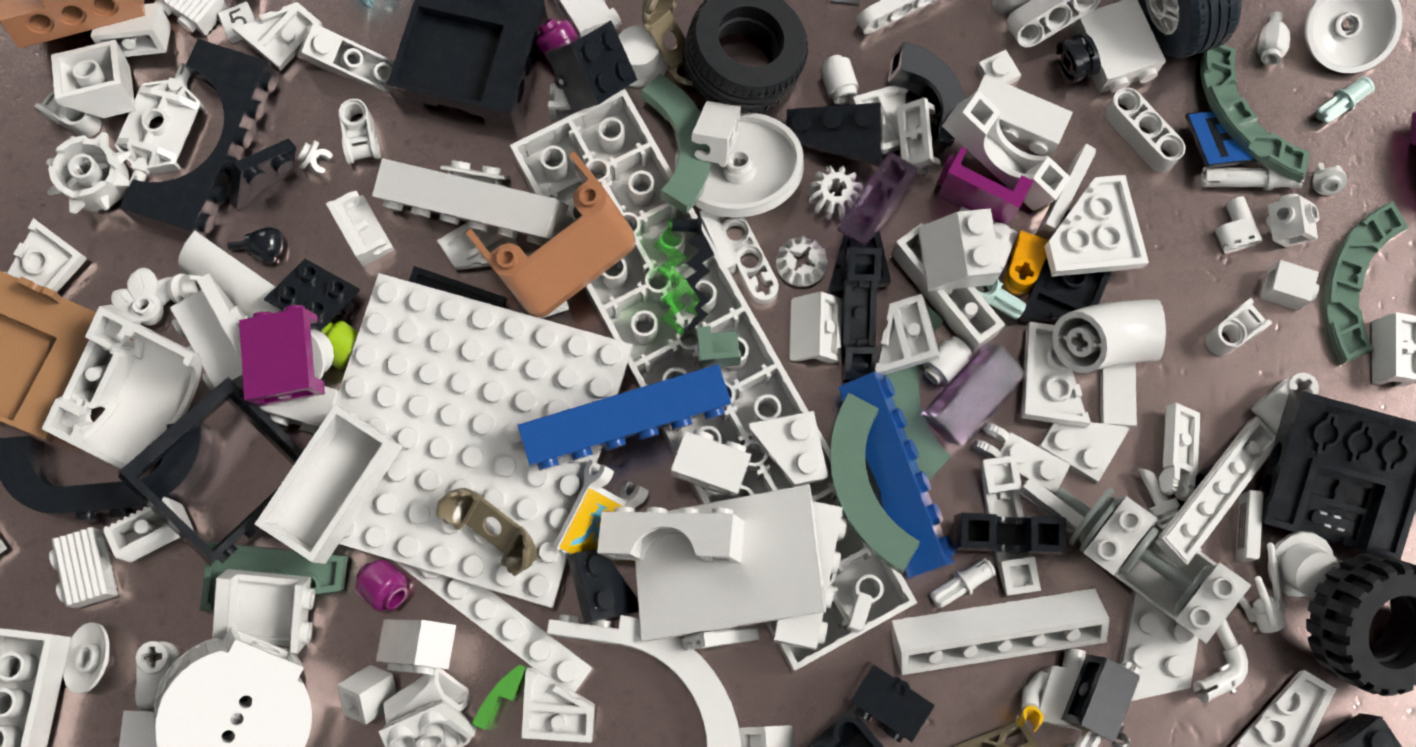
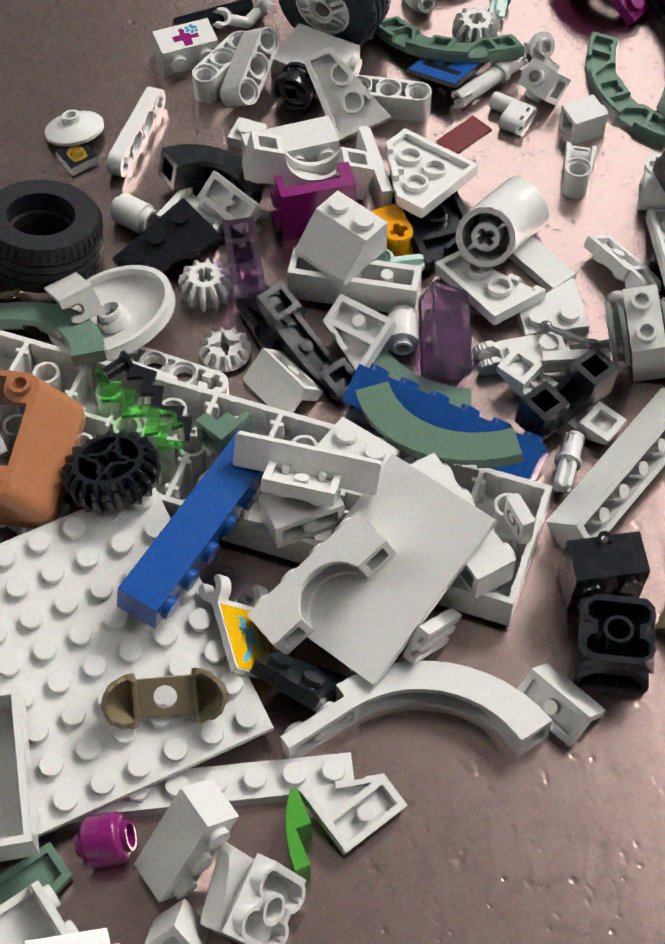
camera: 40 degrees left, 20 degrees down
(600, 328) = (111, 471): none -> black gear
(725, 447) = (304, 469): none -> white bracket
(1074, 505) = (546, 327): none -> flat silver hinge
(1102, 102) = (343, 94): none -> white wing
(1178, 213) = (464, 134): none -> dark red sticker
(1289, 117) = (475, 24): none -> white gear

